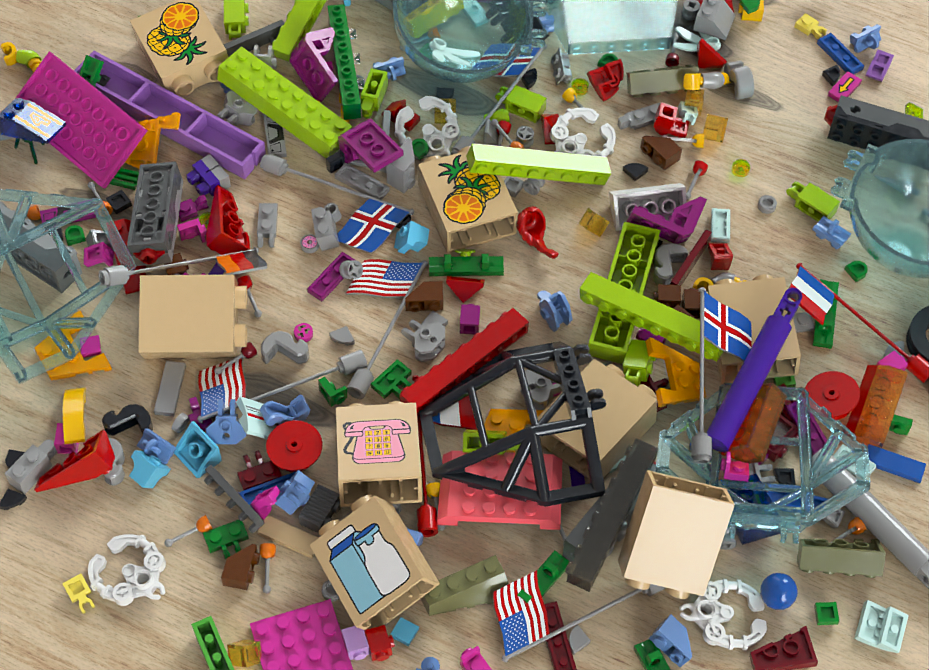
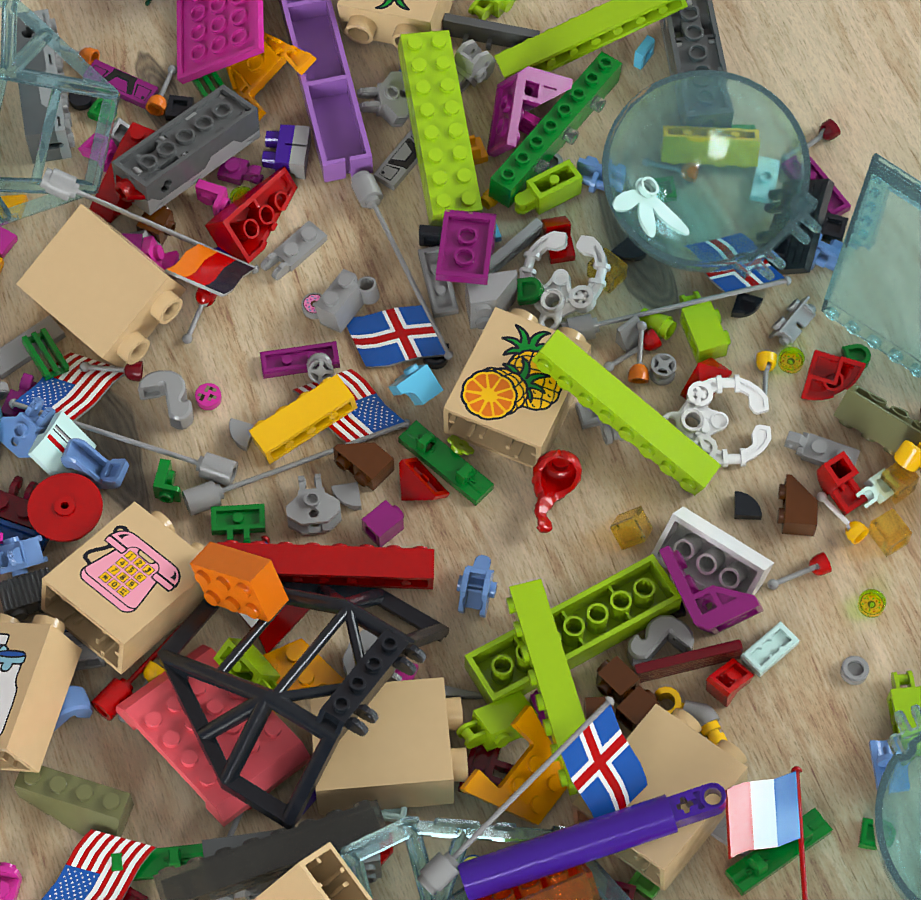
camera: 45 degrees right, 5 degrees up
(189, 377) = (37, 337): none -> green tile
(371, 301) = (303, 418): none -> yellow brick
(443, 396) = (239, 581): none -> orange brick

